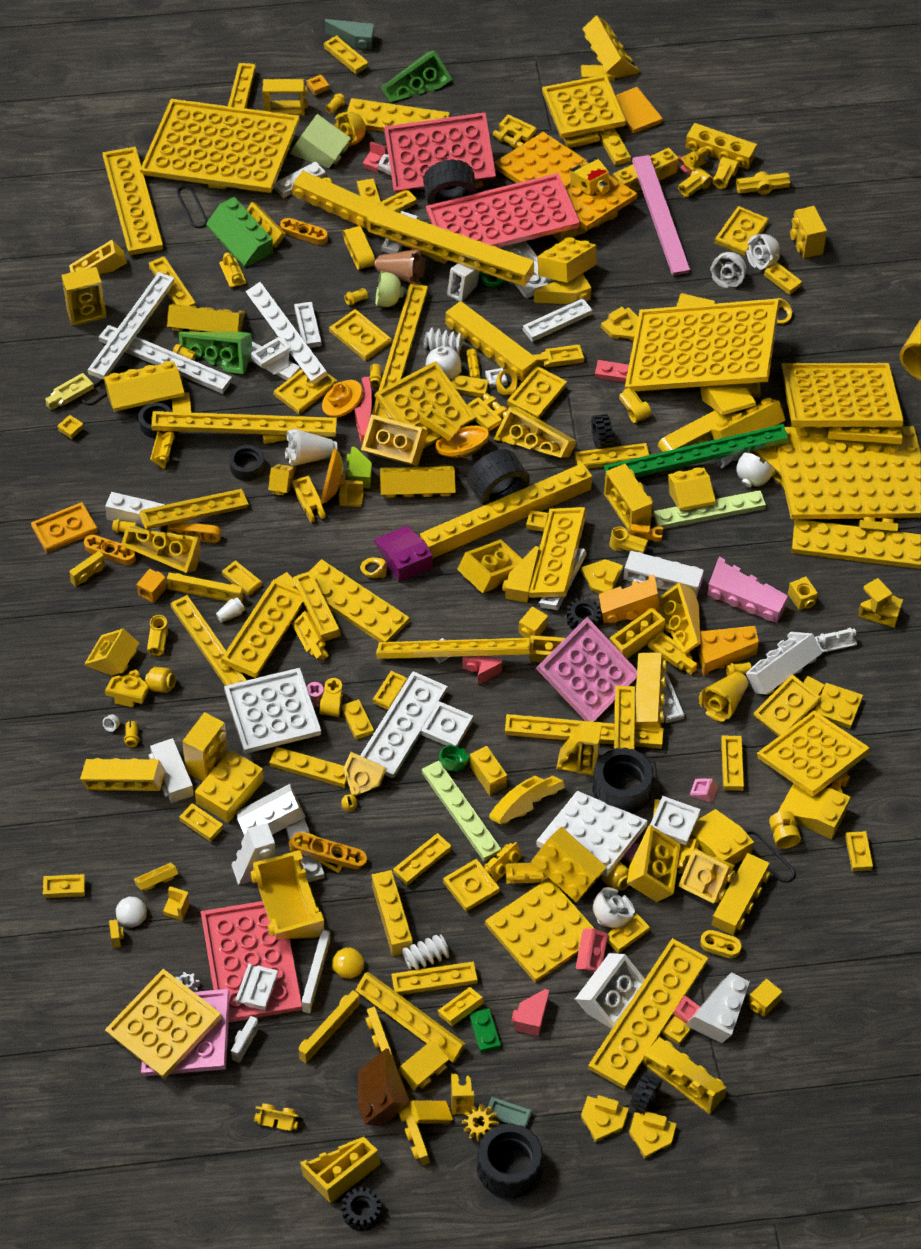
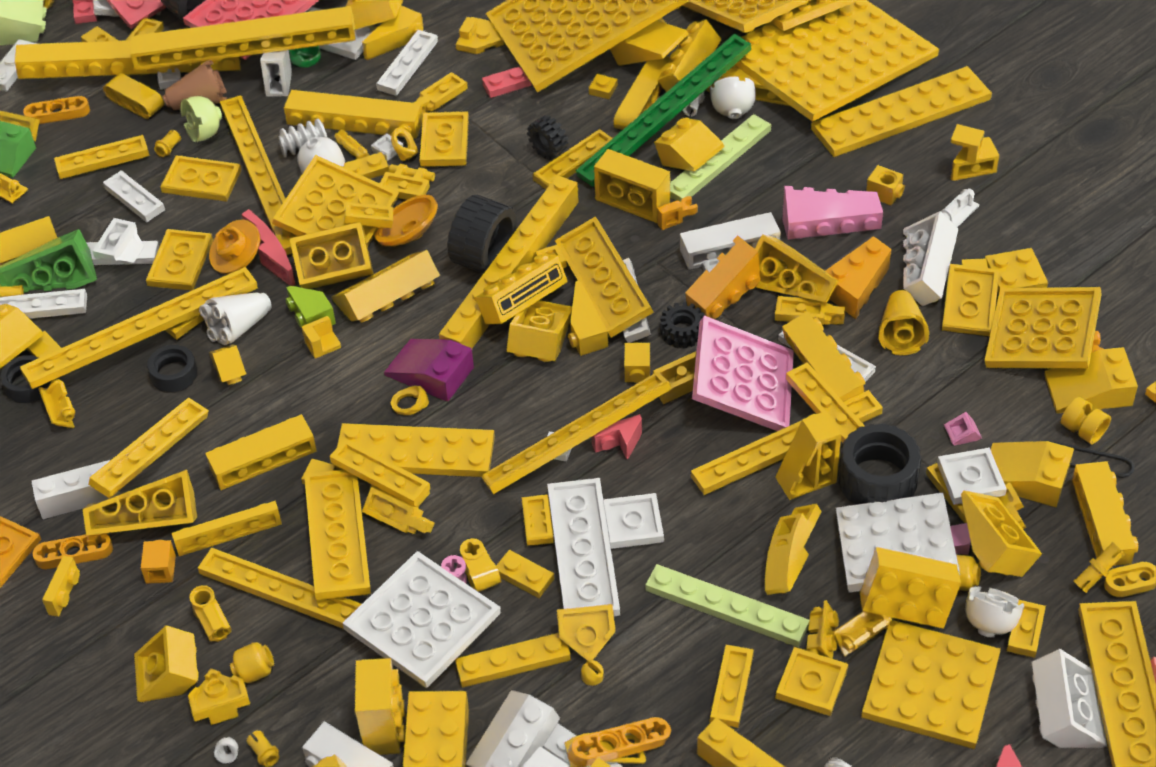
camera: 30 degrees left, 5 degrees down
(120, 526) = (70, 514): yellow pin -> none
(206, 533) = (188, 461): light orange beam -> none
(230, 610) = (278, 534): white cone -> none
(242, 577) = (254, 493): yellow tile -> none
(259, 550) = (261, 452): none -> yellow brick
(287, 332) = (104, 210): white plate -> none
(307, 284) = (101, 156): none -> yellow plate
(308, 497) = (275, 368): yellow hinge -> none
(334, 477) = (290, 327): light orange dish -> none
(375, 375) = (251, 204): yellow pin -> none
(453, 758) = (673, 551): green hair -> none
(488, 770) = (723, 542): yellow brick -> none
(495, 532) = (521, 289): none -> yellow brick
(531, 433) = (464, 178): yellow wedge -> none
(591, 950) = (1008, 671): coral slope -> none
(602, 575) = (666, 277): yellow plate -> none
(621, 539) = (657, 229): yellow piece -> none
(636, 408) = (562, 102): yellow piece -> none
(638, 633) = (760, 305): yellow brick -> none
(676, 411) = (603, 86): none -> yellow plate
(703, 923) = (1099, 567): none -> yellow pin
(707, 876) = (1058, 513): yellow plate -> none
(732, 763) = (968, 386): yellow plate -> none
(741, 668) = (883, 293): yellow pin -> none
(886, 524) = (904, 81): yellow plate -> none

